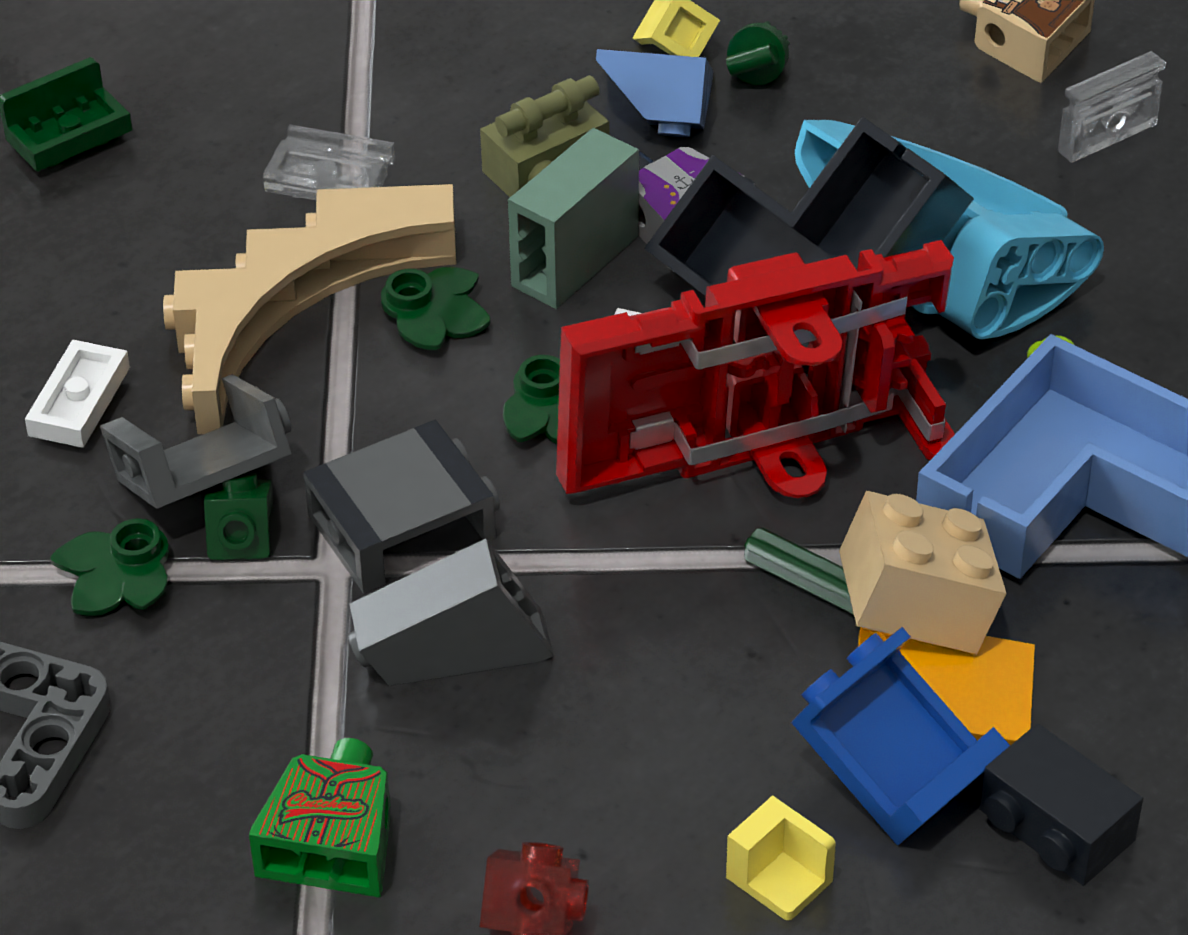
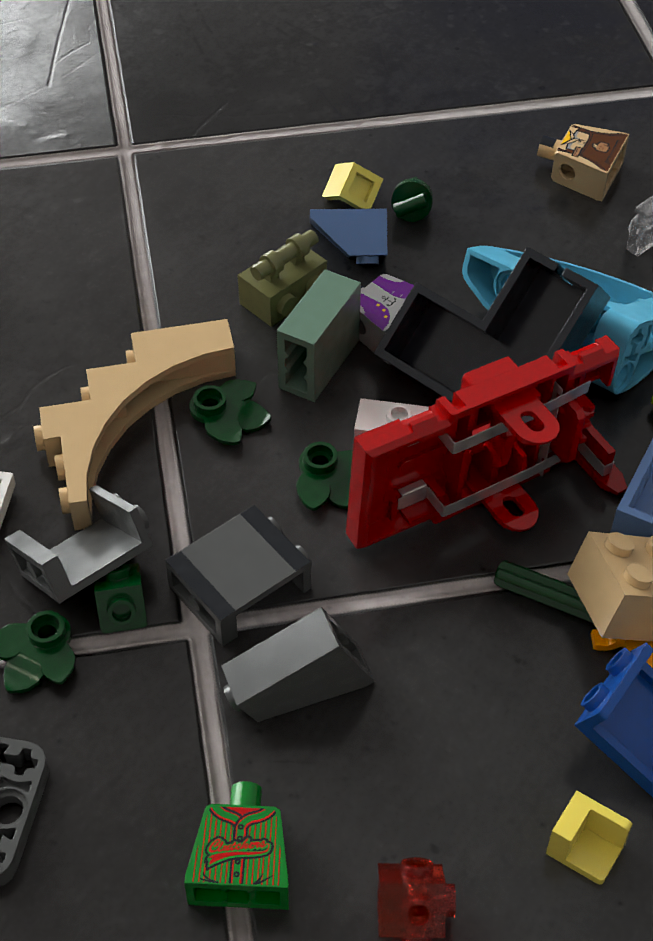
camera: 10 degrees left, 5 degrees up
(326, 160) = (131, 309): clear plate -> none

